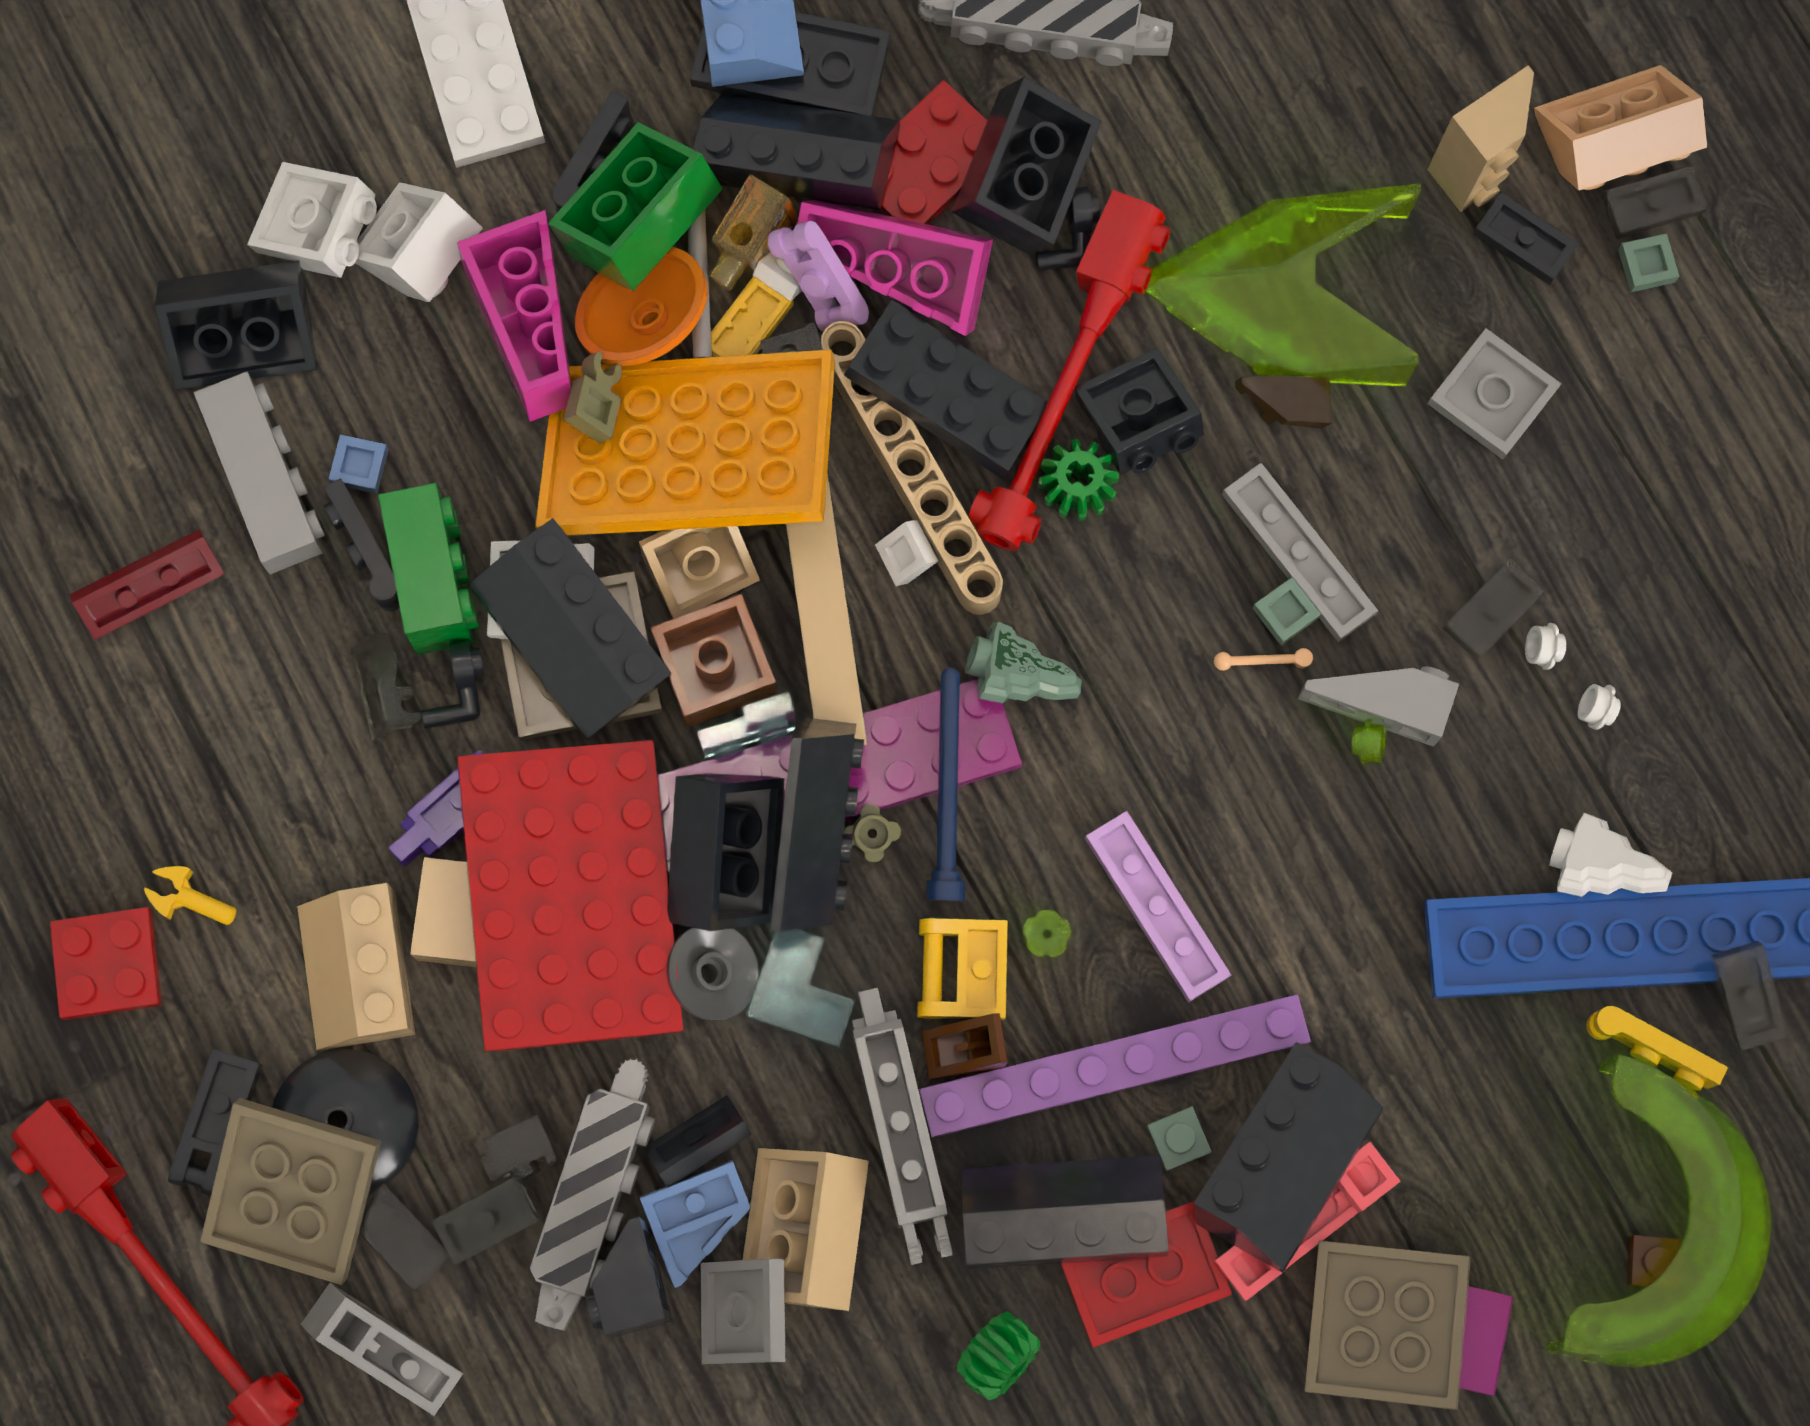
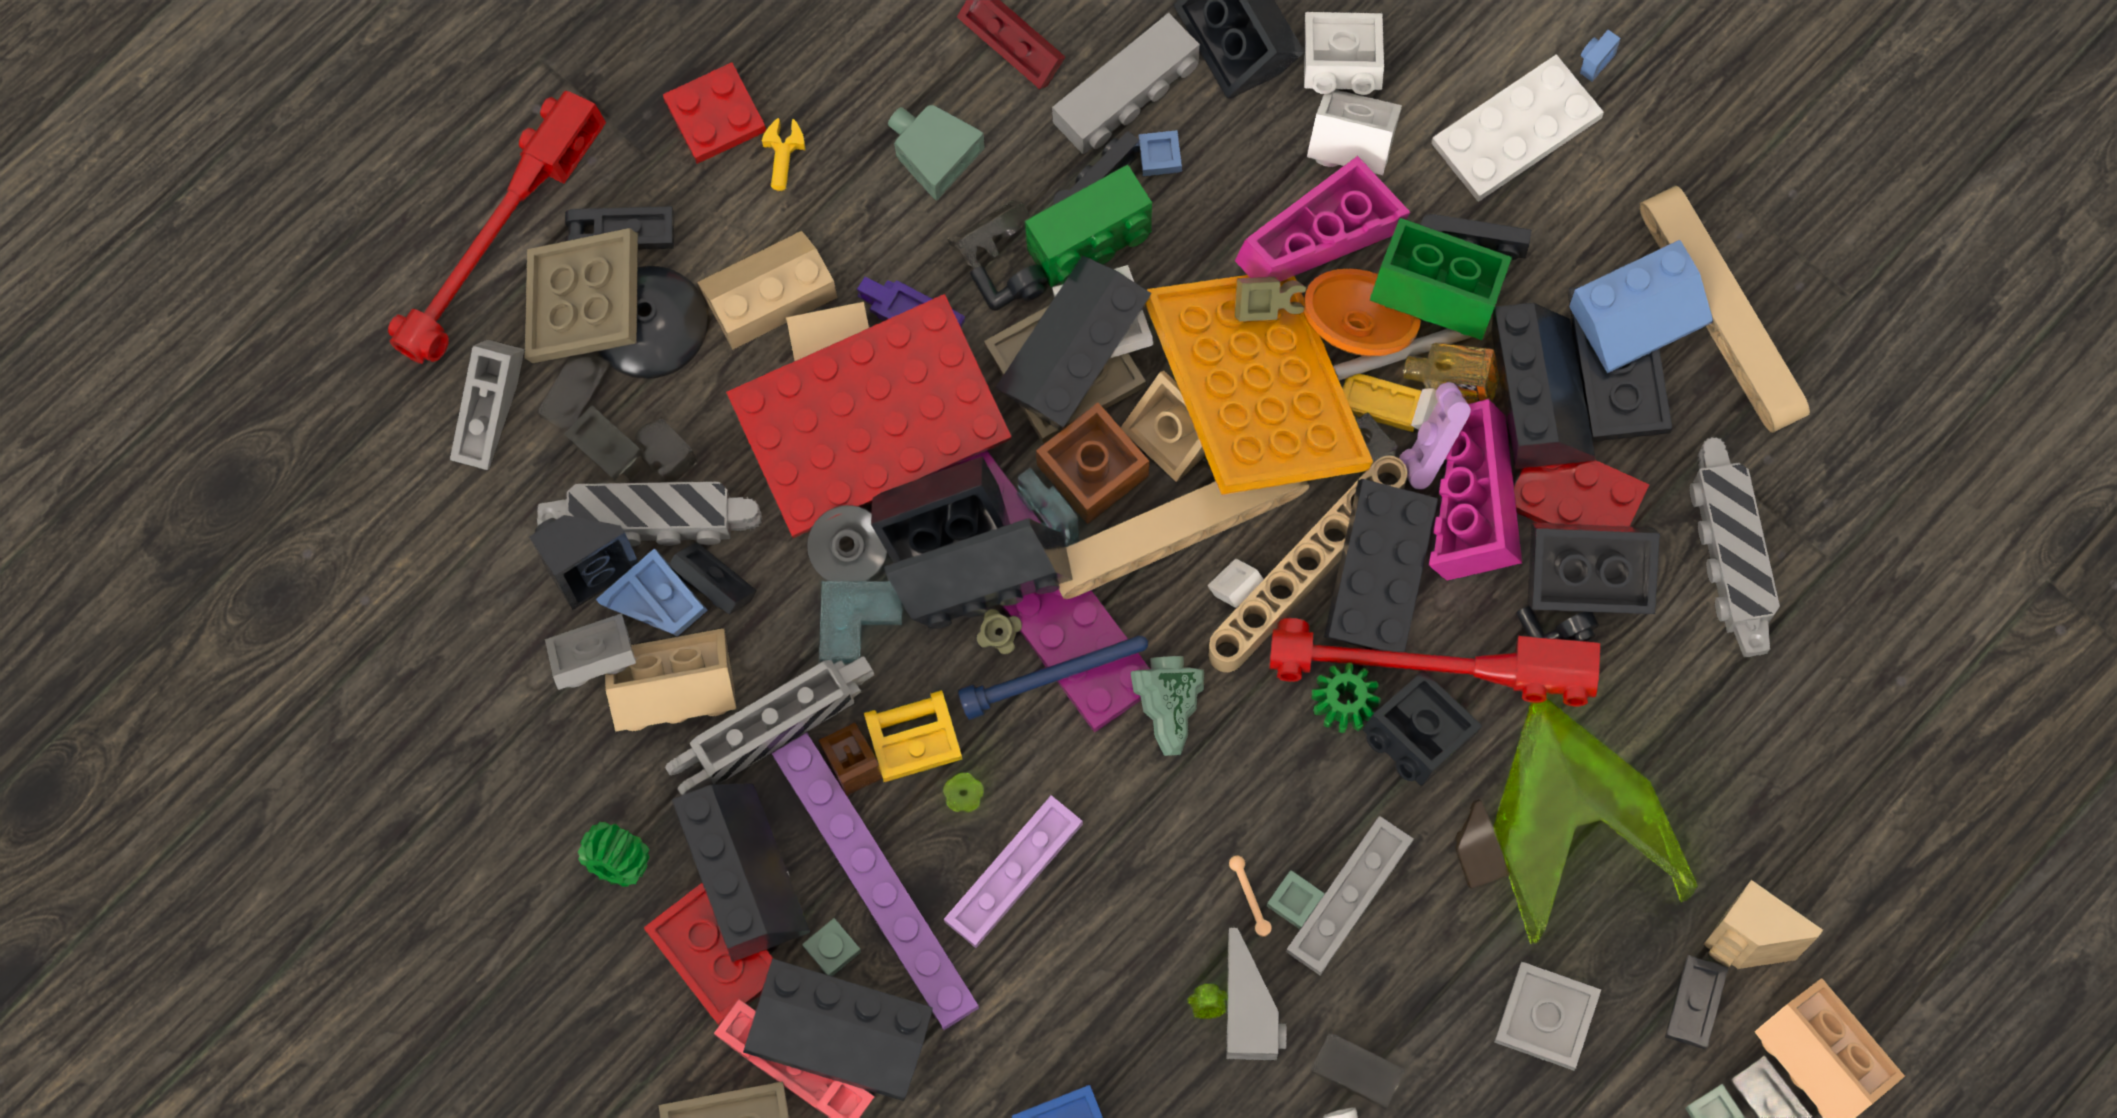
camera: 80 degrees right, 5 degrees down
(252, 717) = (935, 146): none -> sand green torso

